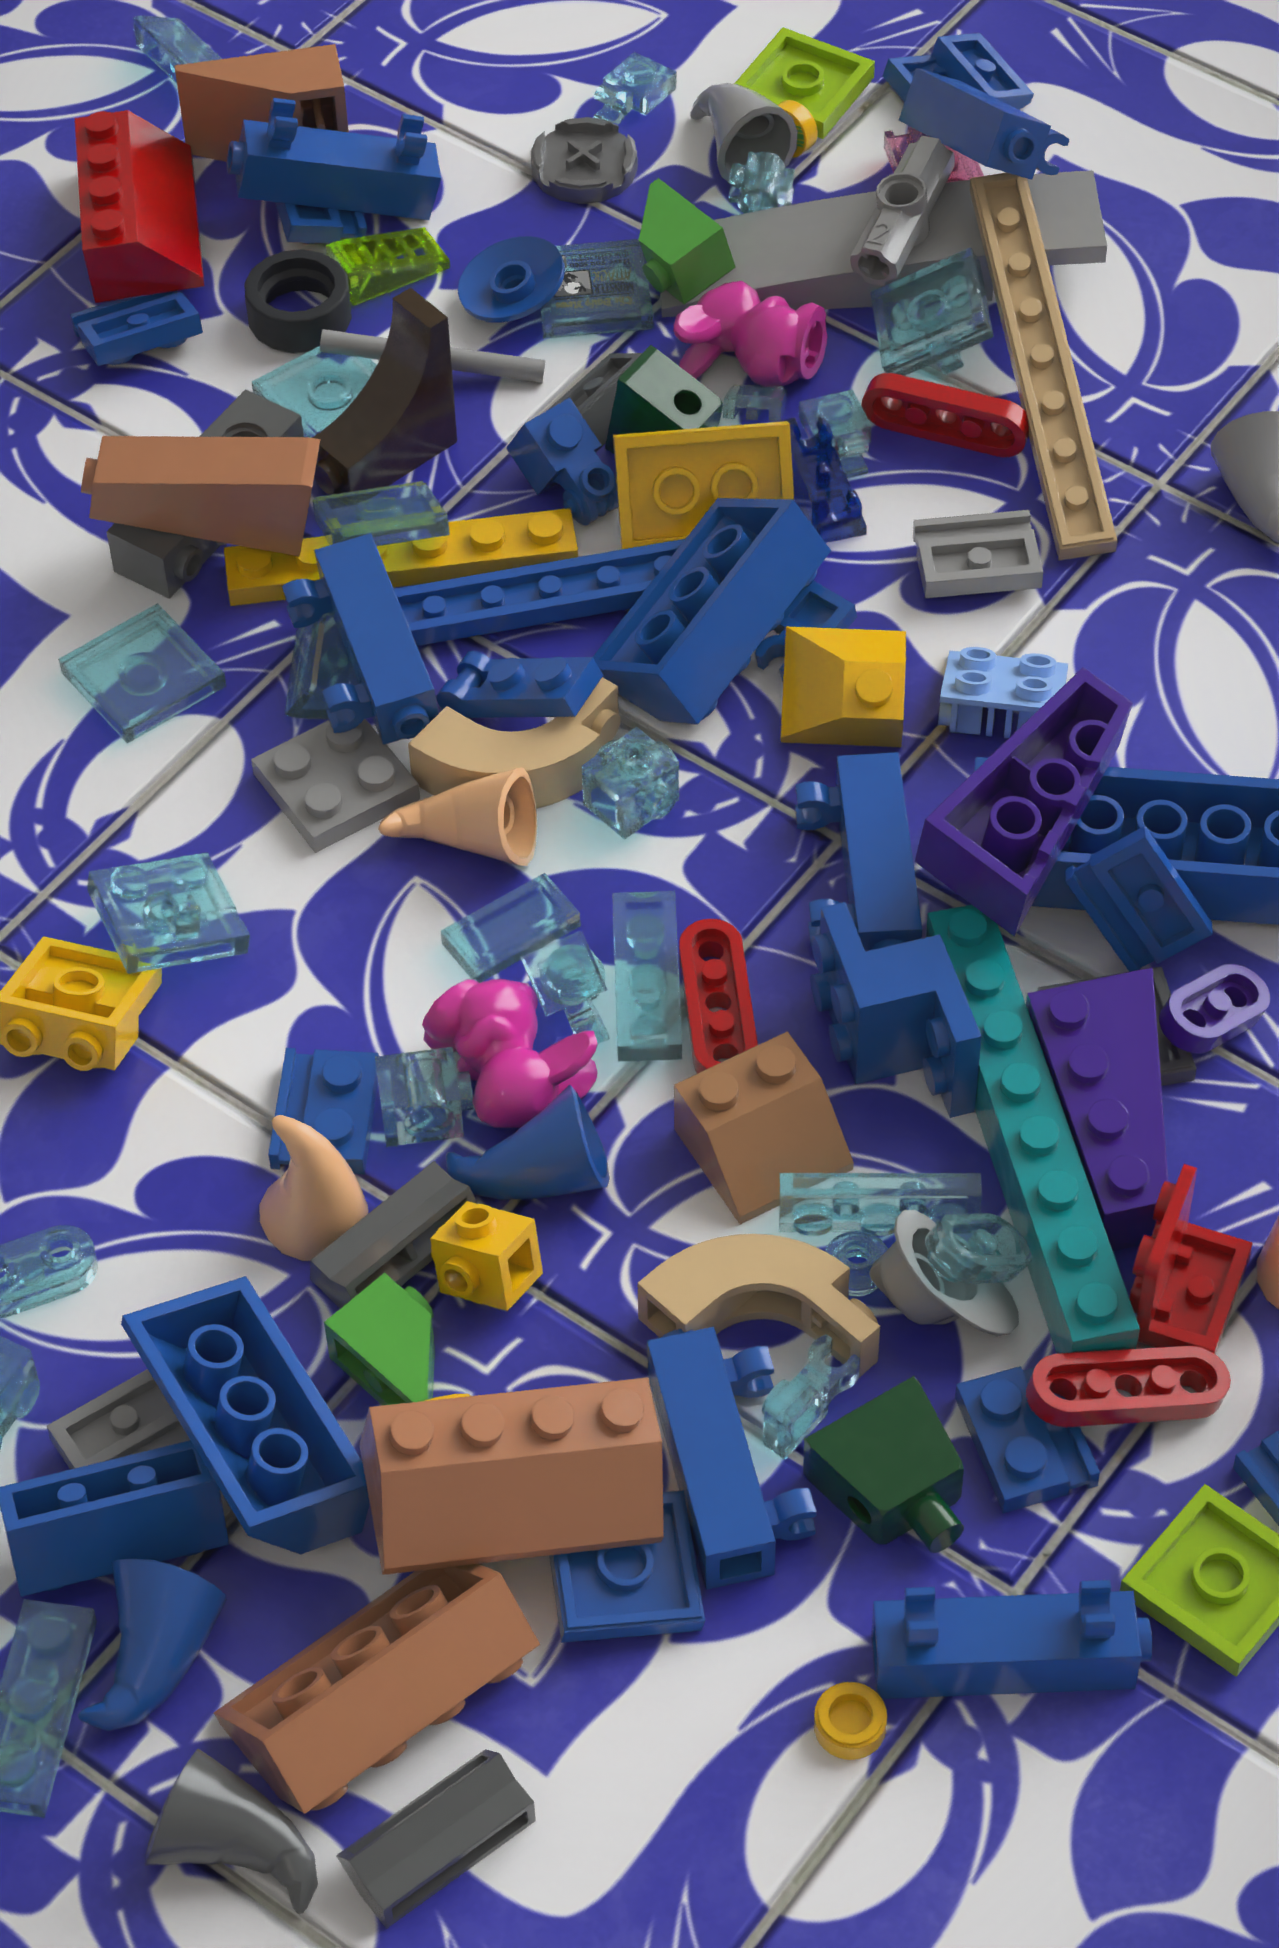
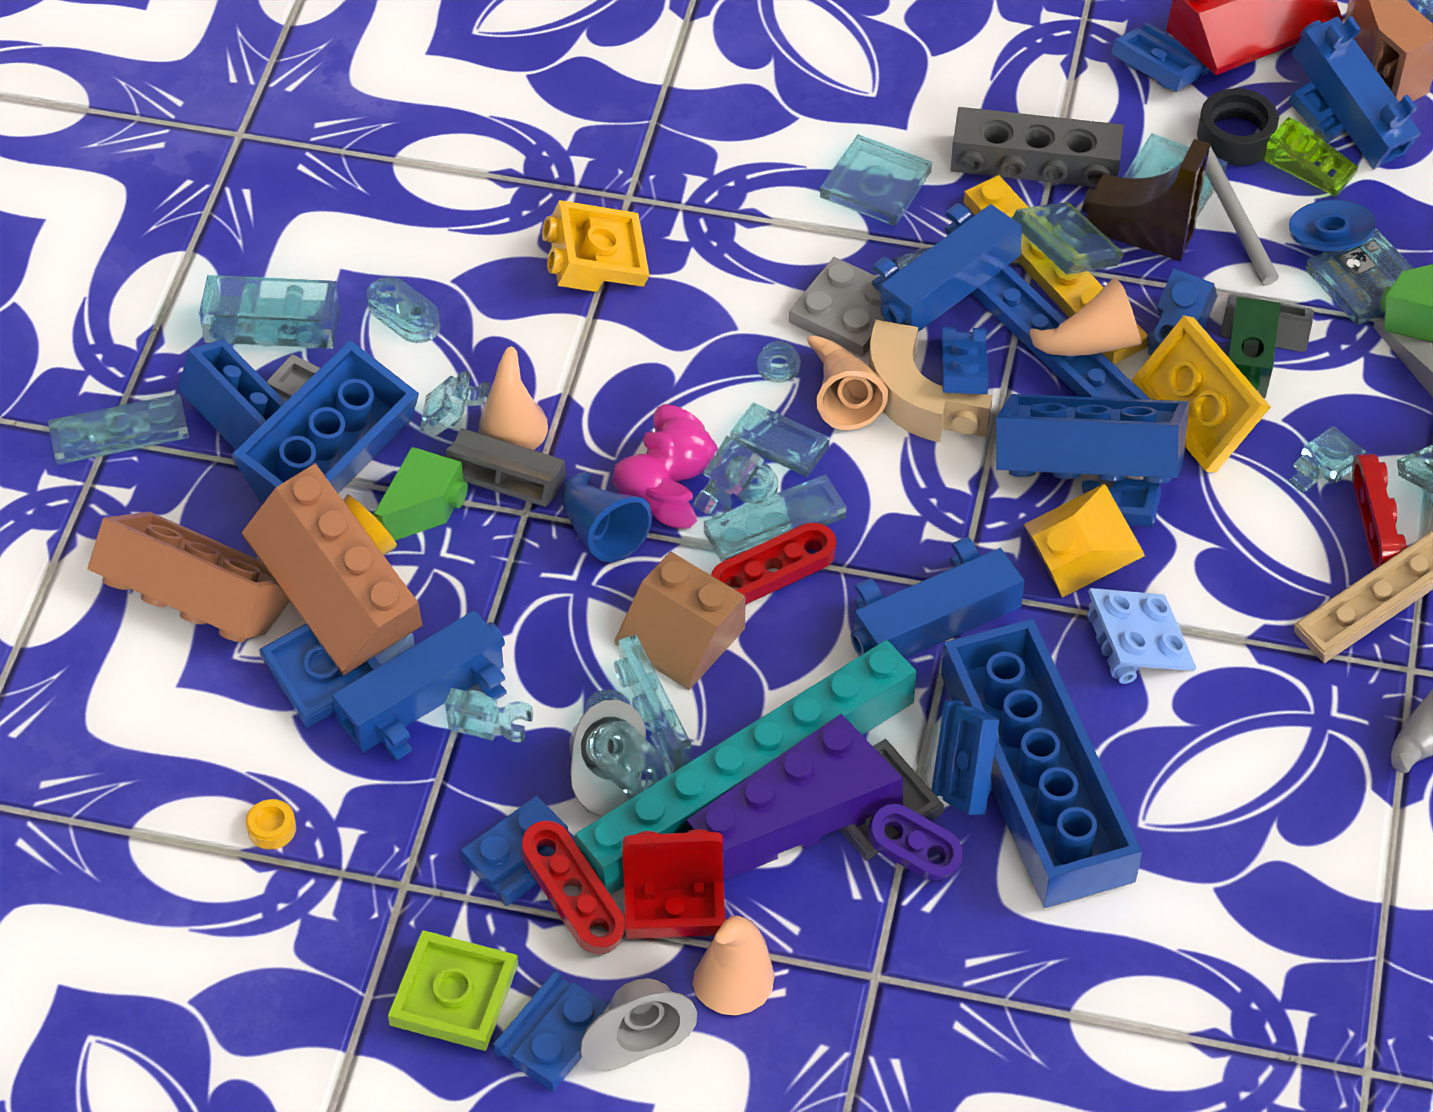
camera: 65 degrees right, 0 degrees up
(162, 1628) = (182, 459): blue hat -> none
(168, 912) = (687, 262): clear light blue hinge -> none
(207, 487) = (1005, 132): nougat slope -> none
(223, 1819) = (70, 529): dark grey hat -> none
(256, 1252) = (448, 401): none -> clear light blue plate
(333, 1096) = (588, 400): blue plate -> none
(384, 869) = (778, 362): none -> clear light blue plate
(422, 1096) = (612, 434): clear light blue brick -> none
(438, 1837) = (106, 644): dark grey piece -> none
(486, 1255) = (505, 510): yellow brick -> none
(560, 523) = (1098, 327): none -> light nougat hat
(631, 782) = (921, 450): clear light blue brick -> none
(755, 400) = (1302, 396): clear light blue tile -> none
(759, 1279) = (553, 644): tan arch -> none
(767, 336) = (1371, 373): dark pink animal -> none
(822, 485) = (1261, 462): clear blue hinge -> none
(890, 1468) = (454, 779): dark green torso -> none
(896, 1010) = (801, 639): blue bracket -> none
(977, 554) = (1256, 576): light grey plate -> none
(1008, 1643) = (350, 884): blue brick -> none
(1020, 806) = (987, 647): dark purple wedge -> none

